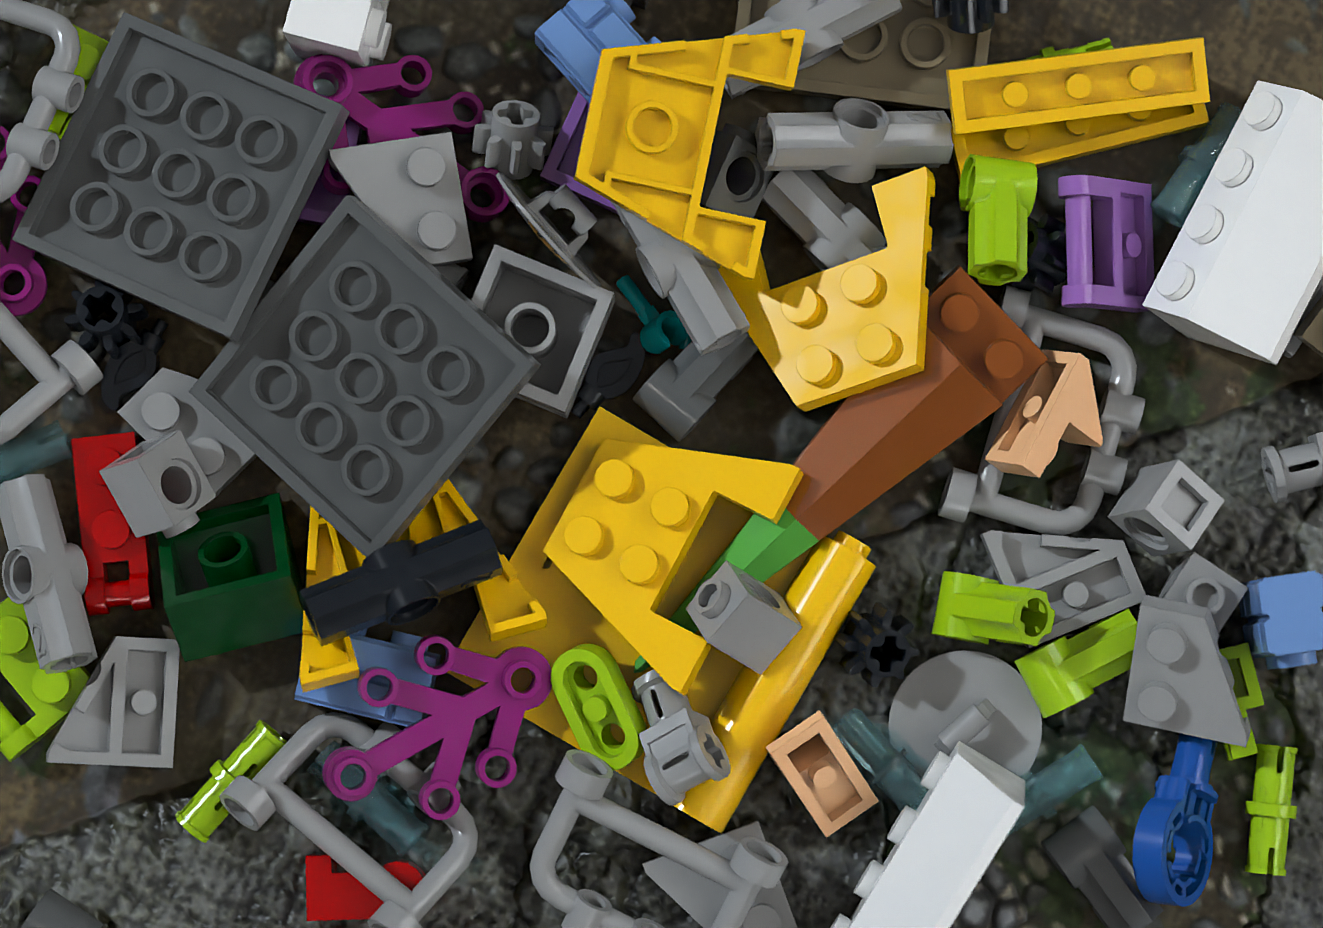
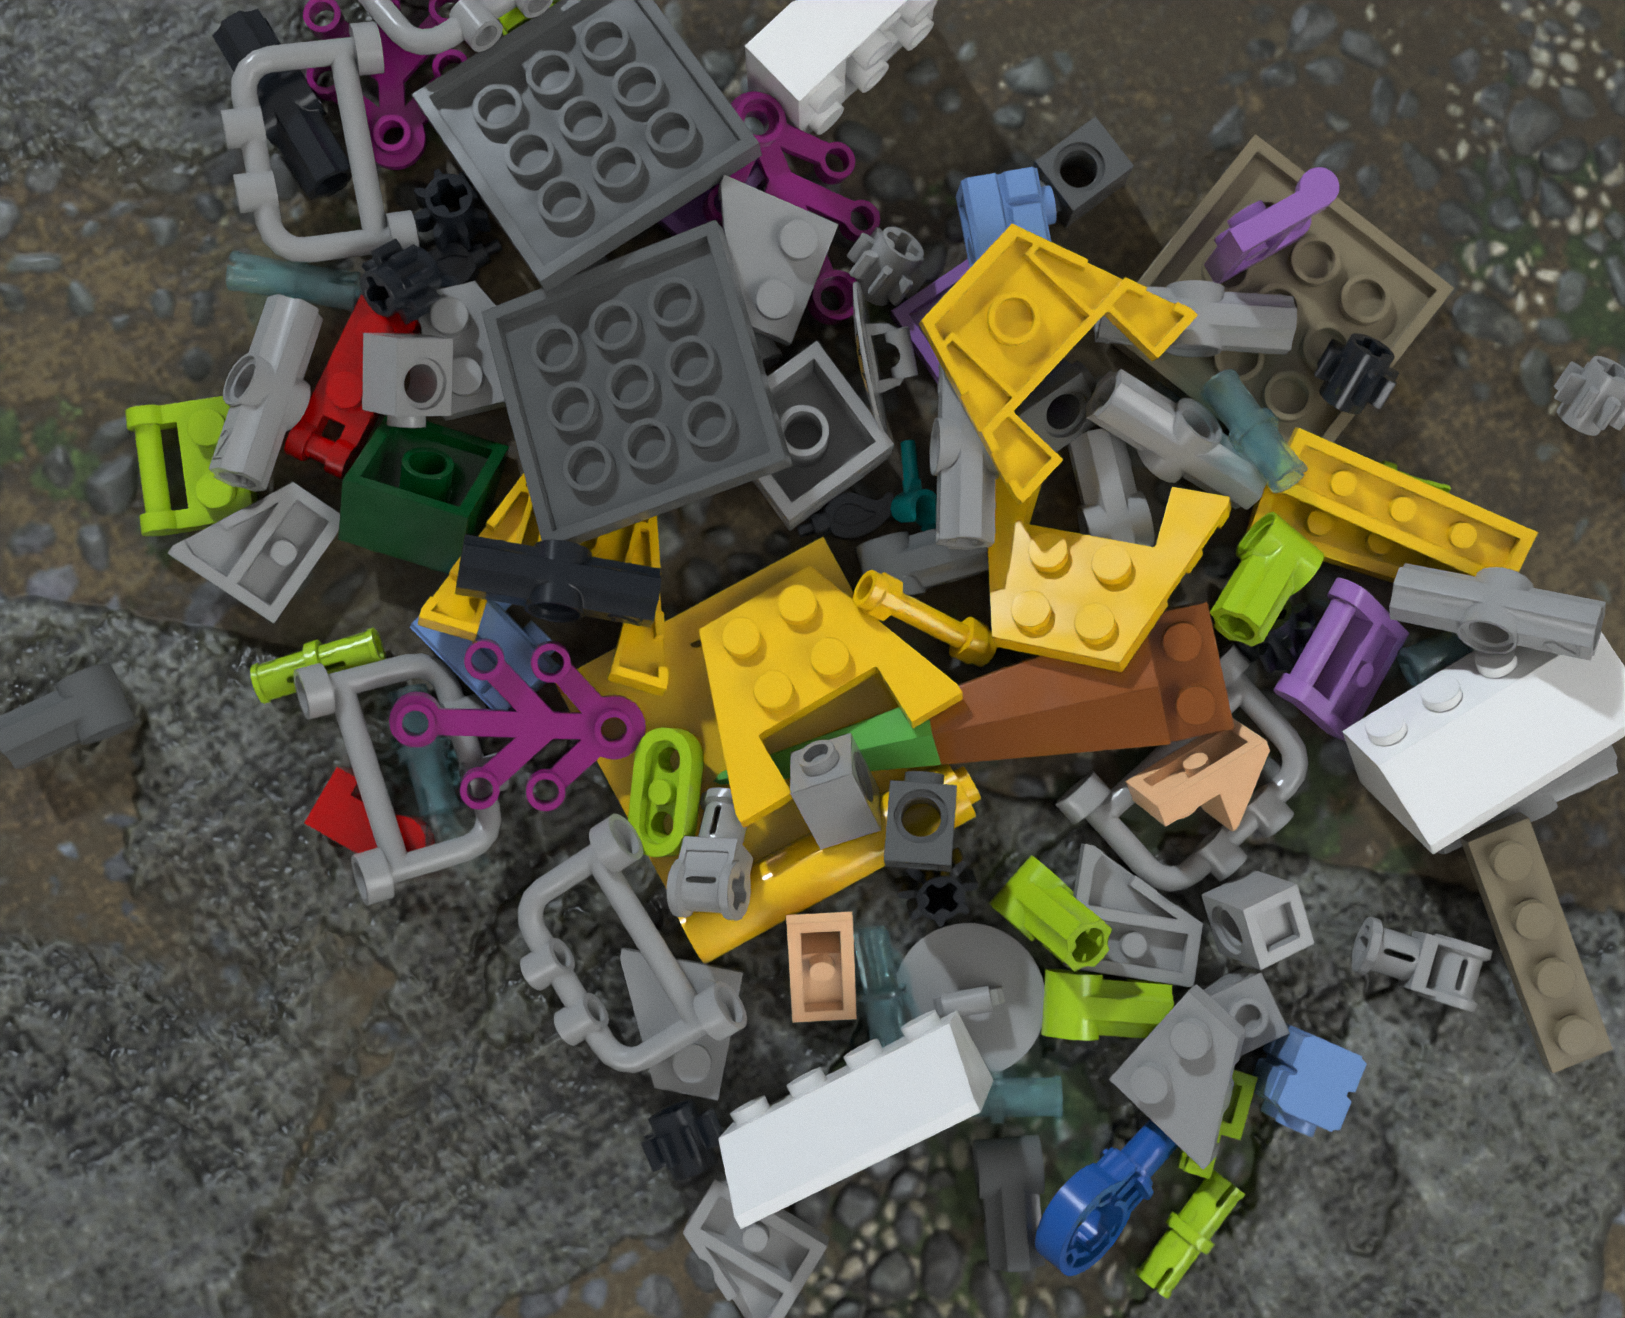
camera: 25 degrees right, 0 degrees up
(103, 407) = (400, 281): none -> black gear
(684, 428) = (884, 597): none -> yellow bar
(848, 624) = (915, 852): none -> dark grey brick
(912, 96) = (1253, 431): none -> clear light blue pin
(1207, 126) = (1497, 611): none -> light grey piece

